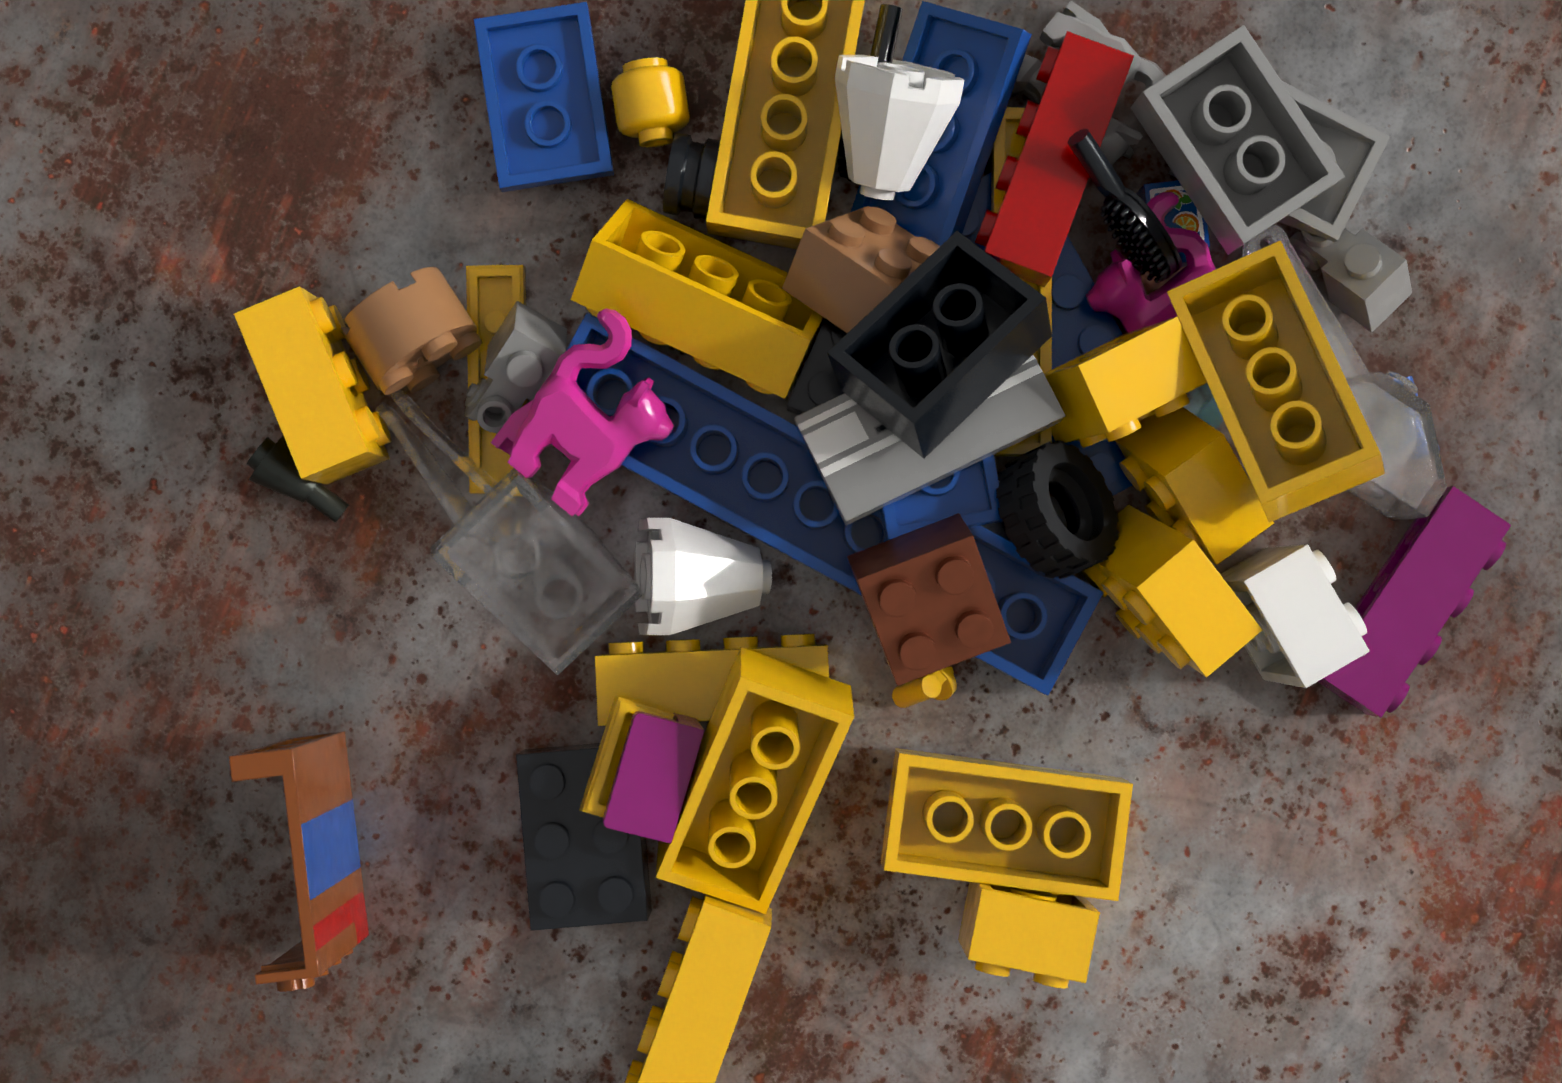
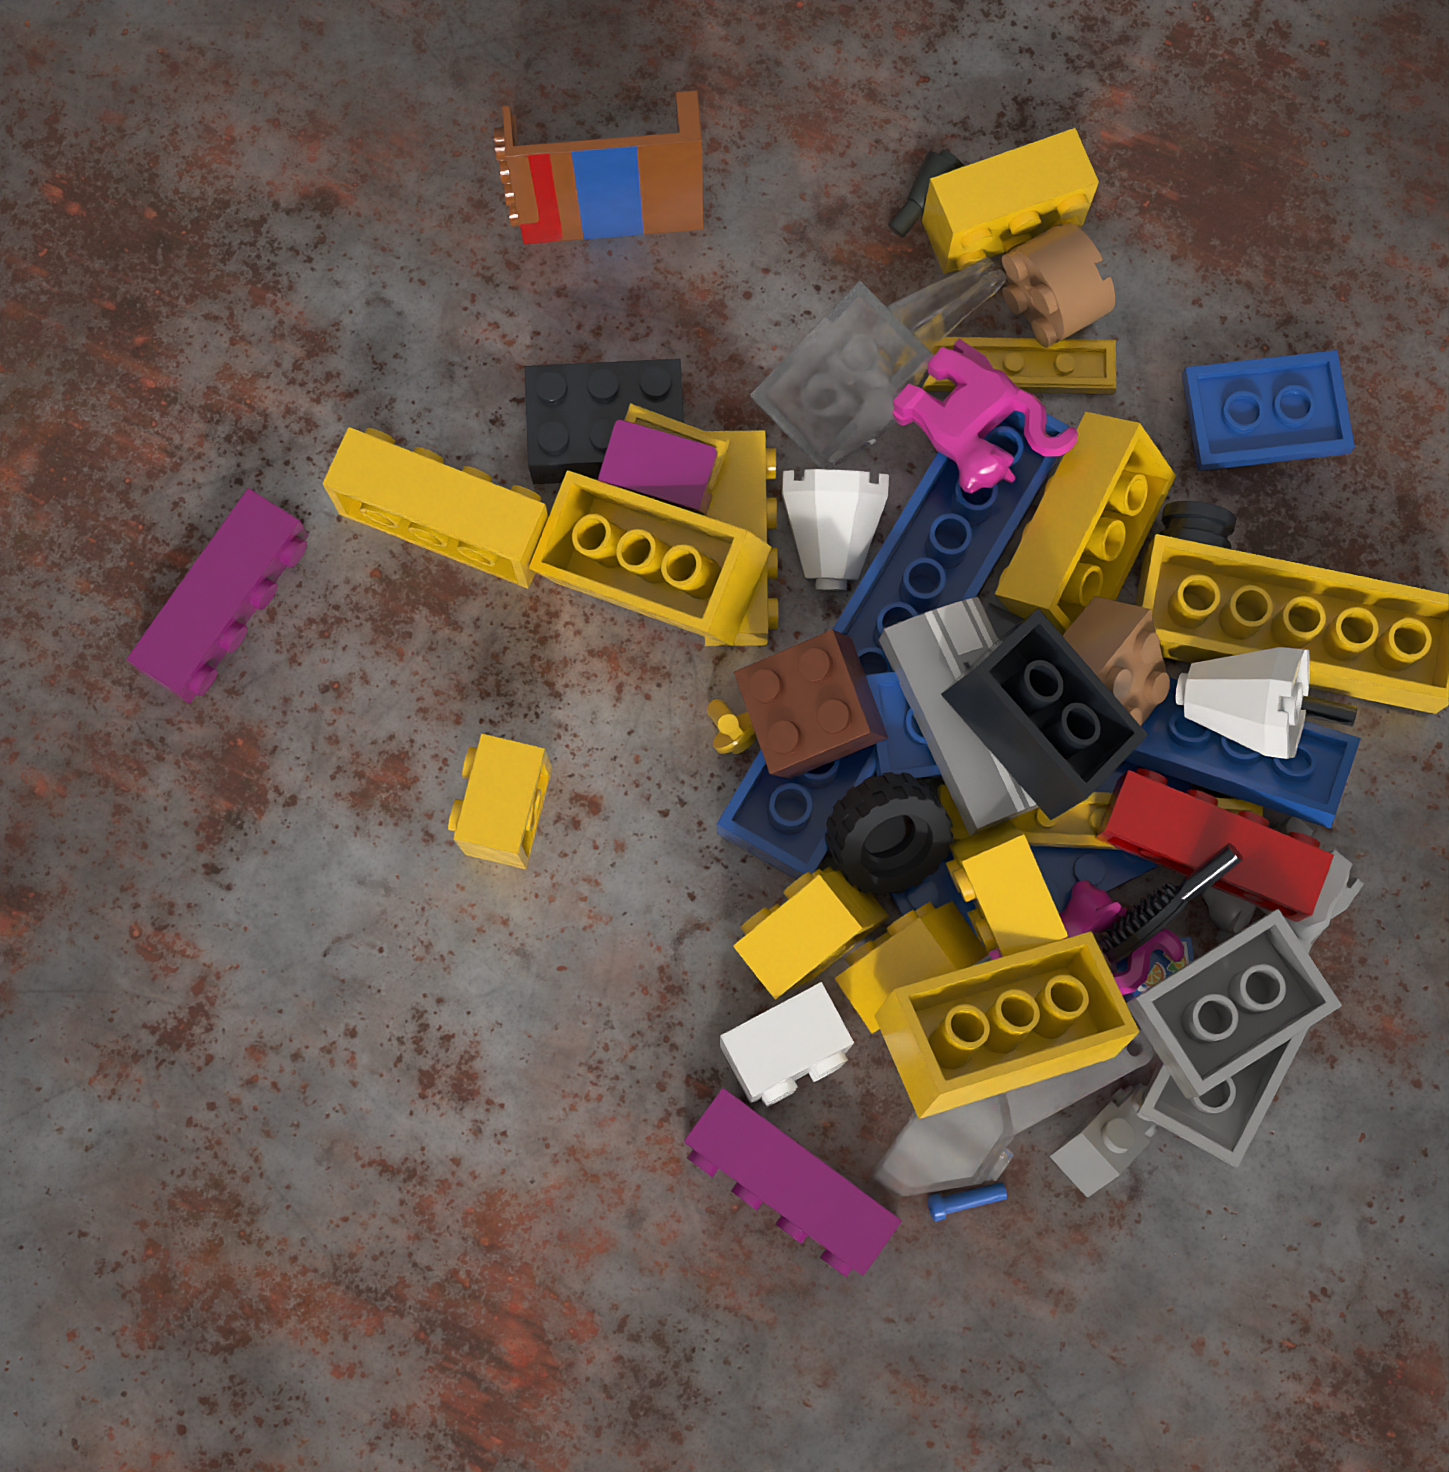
camera: 90 degrees right, 10 degrees down
(516, 366) = (1030, 368): light grey brick -> none
(650, 101) = (1265, 500): yellow head -> none
(1006, 824) = (598, 788): yellow brick -> none

